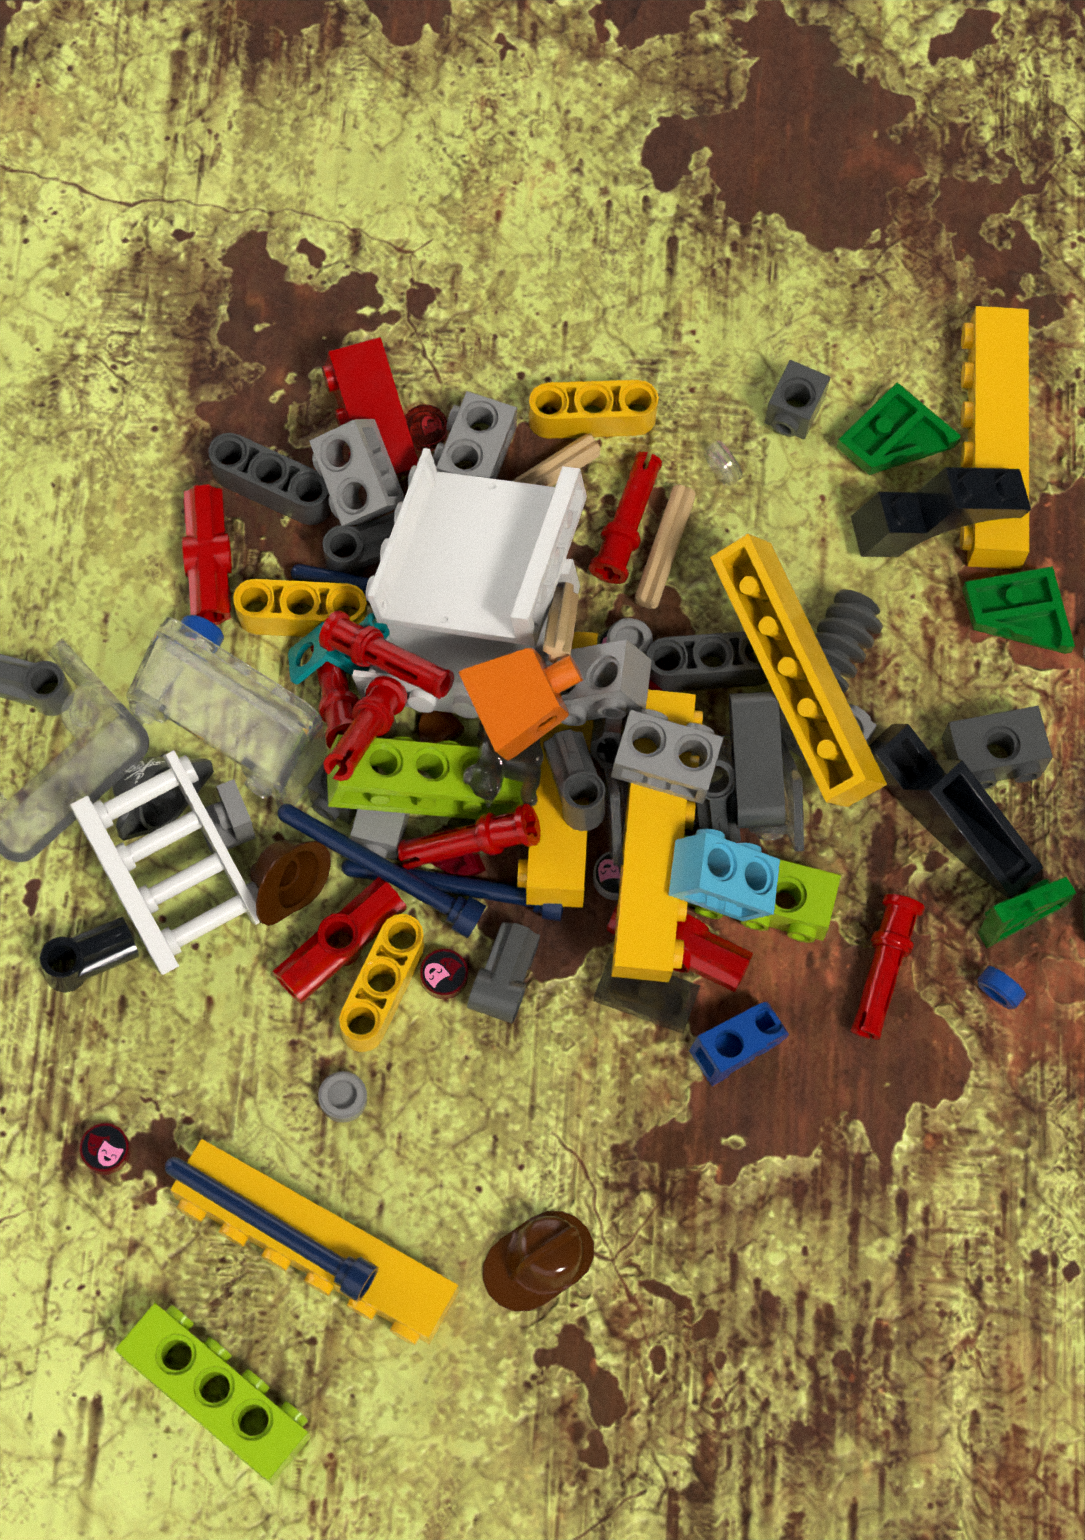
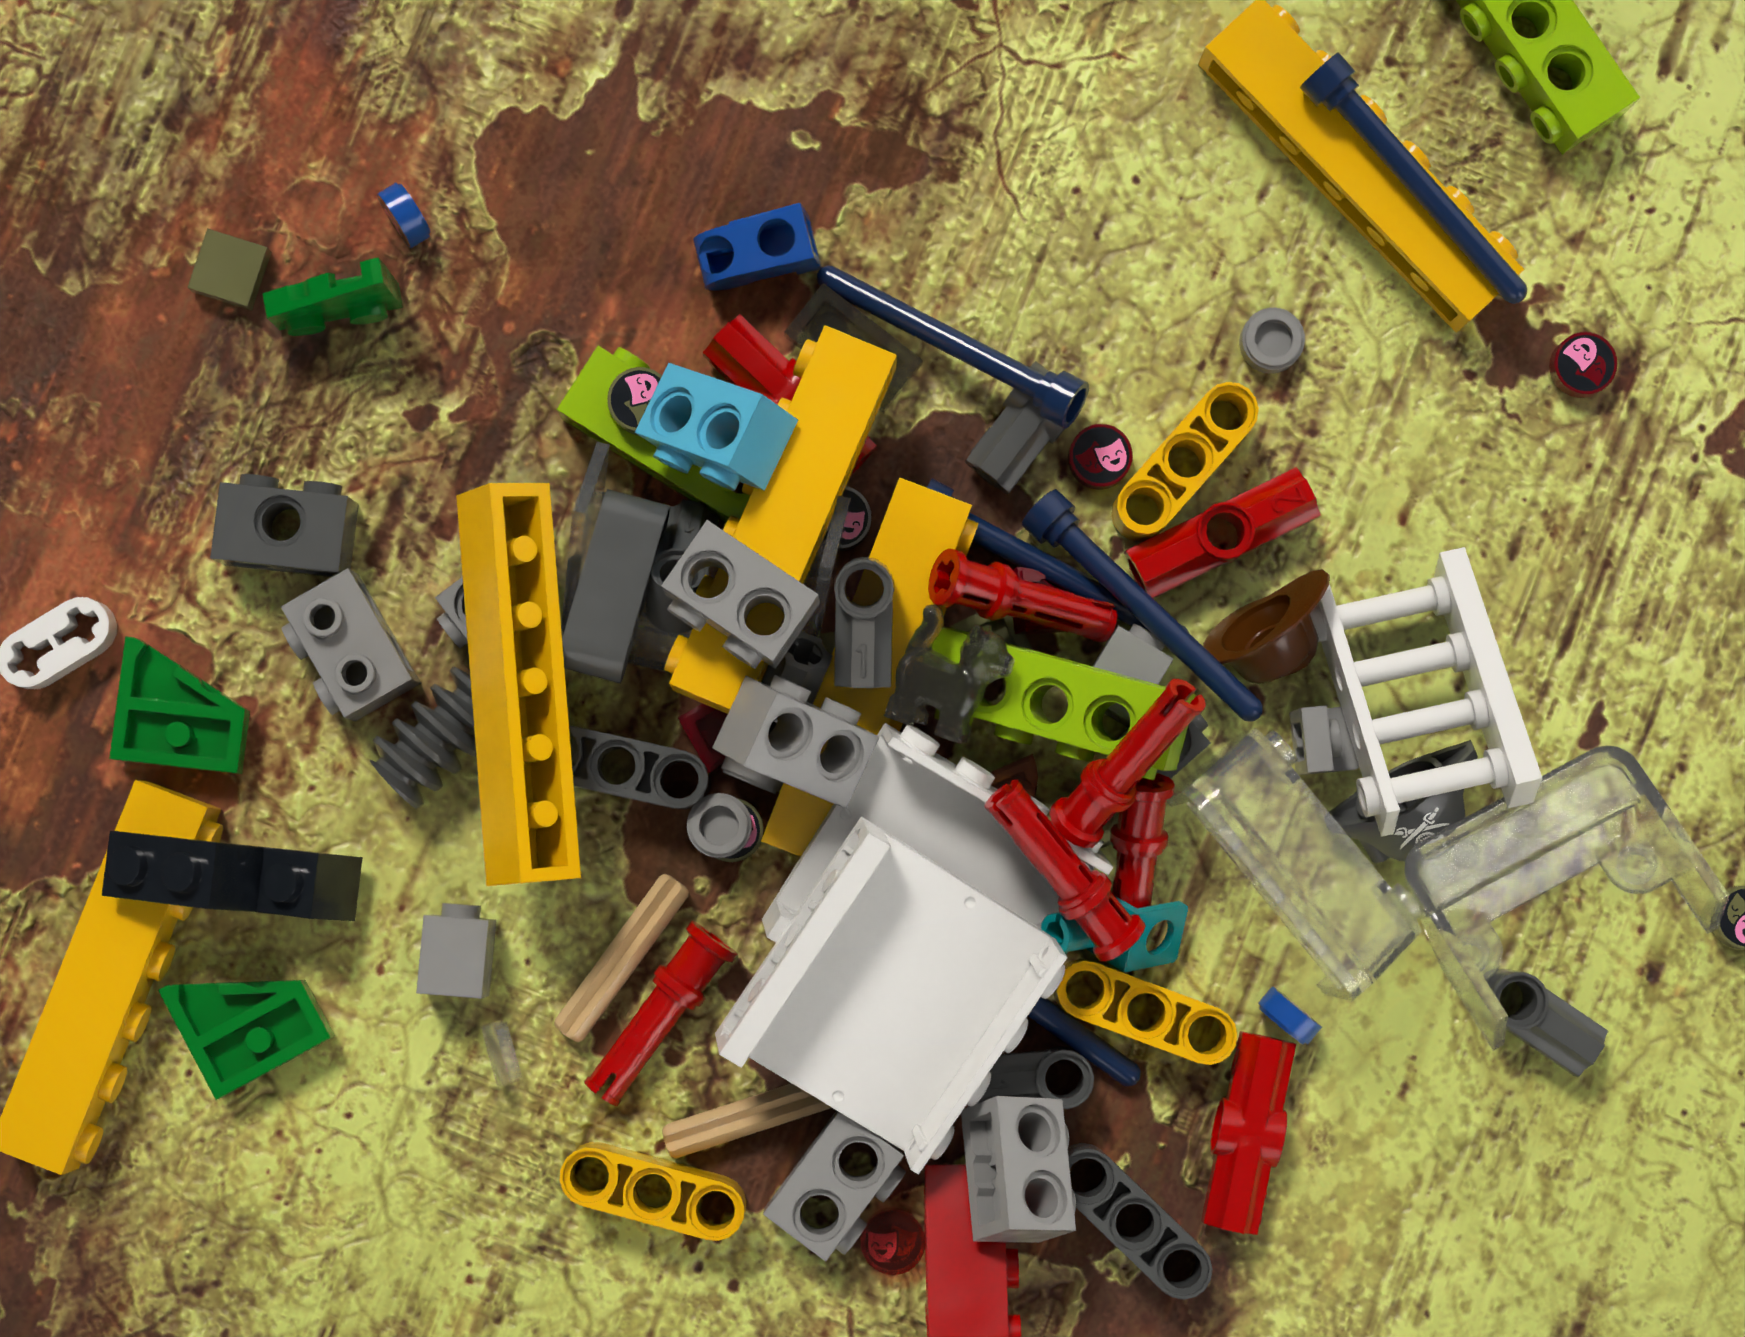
camera: 165 degrees left, 15 degrees up
(93, 952) = (1542, 614): black piece -> none
(493, 987) = (1055, 395): none -> dark blue piece
(519, 697) = (913, 731): orange torso -> none
(538, 1261) = (1090, 69): reddish brown piece -> none
(561, 623) = (818, 833): tan axle -> none
(775, 512) = (456, 952): none -> light grey brick
(790, 895) = (631, 395): none -> tile
(799, 384) = (342, 1131): dark grey brick -> none
(890, 945) = (521, 314): red pin -> none
(922, 685) = (348, 646): none -> light grey brick
(954, 810) = (377, 463): black slope -> none

